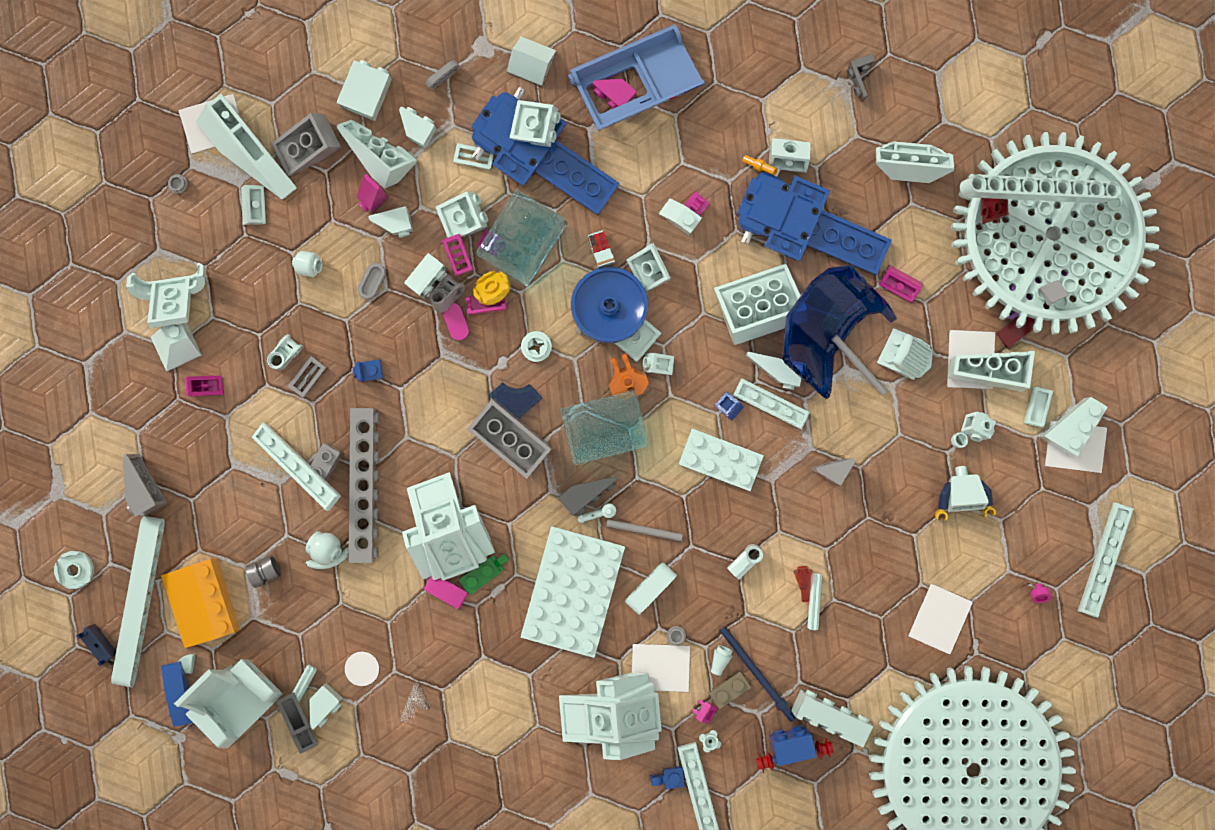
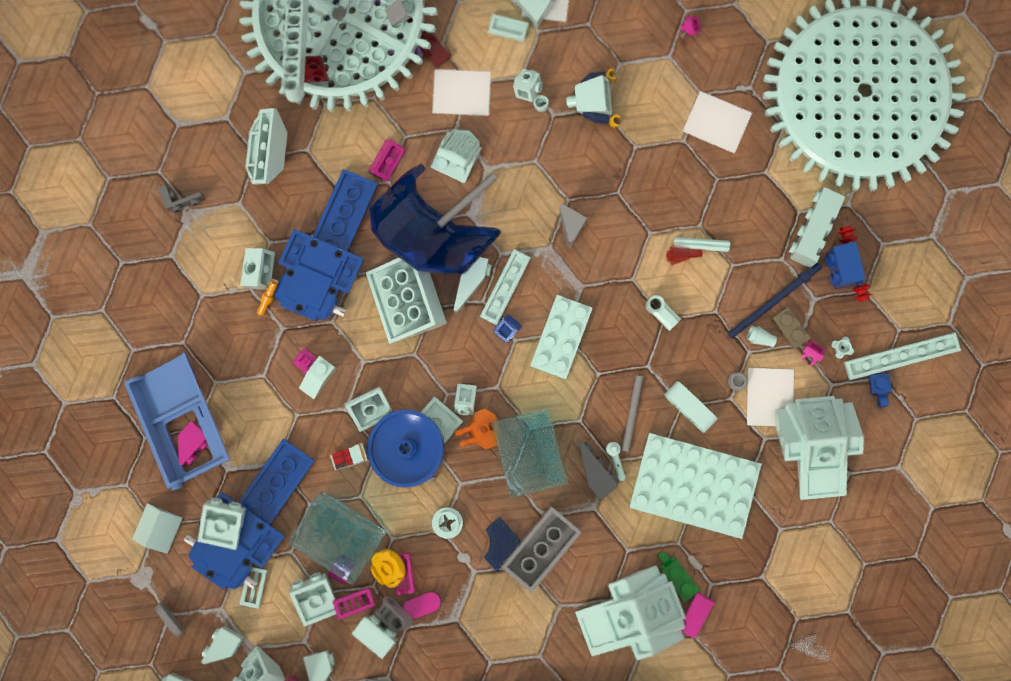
camera: 80 degrees left, 5 degrees down
(998, 370) = (472, 67): light aqua wedge -> none

